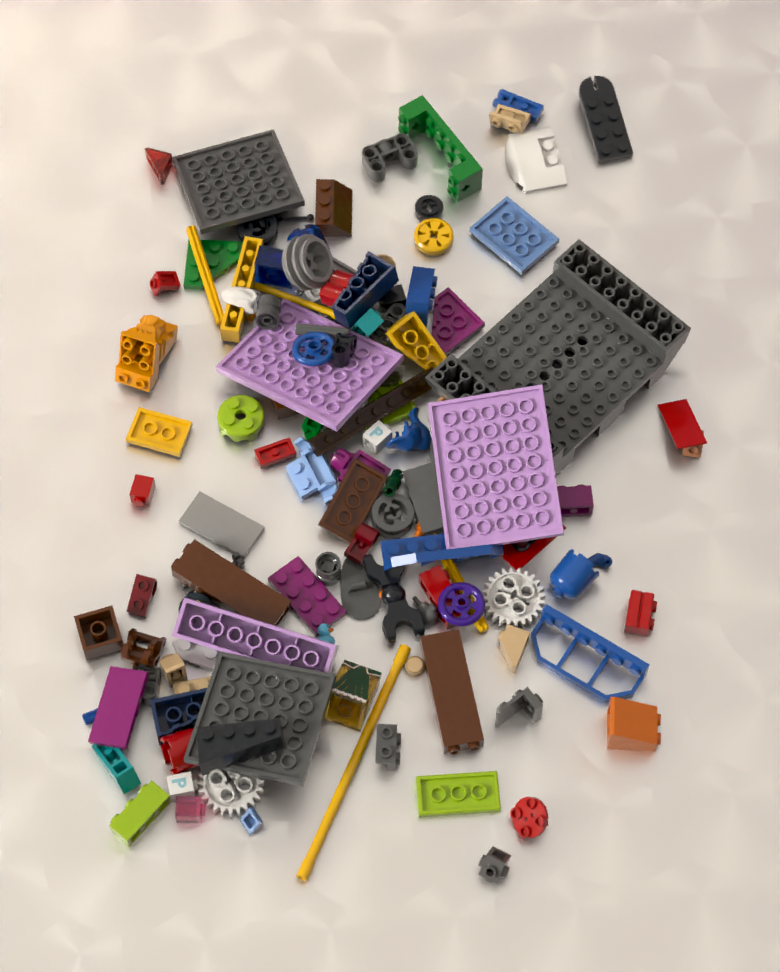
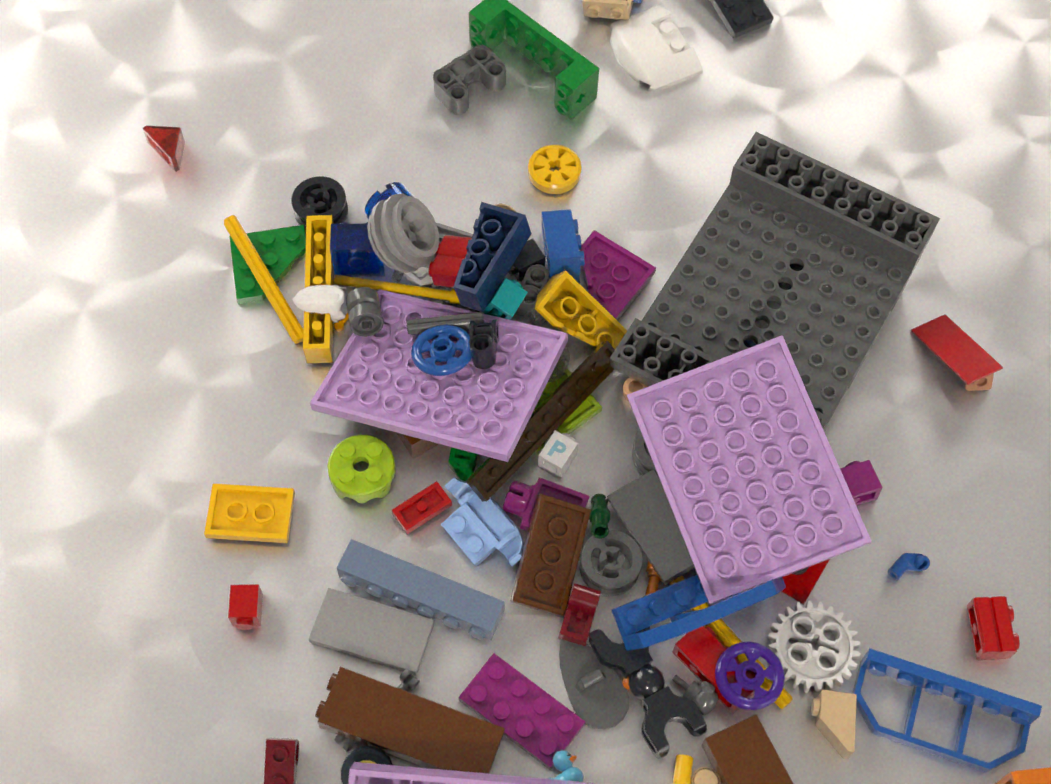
camera: 15 degrees left, 0 degrees up
(143, 351) = (202, 403): light orange brick -> none
(164, 281) = (208, 299): red bracket -> none
(238, 181) = (278, 148): dark grey plate -> none
(260, 505) = (420, 589): none -> sand blue brick
(280, 219) = (347, 186): black hinge -> none
(328, 568) = (543, 663): dark grey wheel -> none
(333, 208) = (414, 157): reddish brown slope -> none
(413, 437) = (608, 441): blue piece -> none
(434, 203) = (541, 125): black gear -> none
(514, 235) = (658, 147): medium blue plate -> none
(572, 576) = (887, 595): blue cylinder -> none

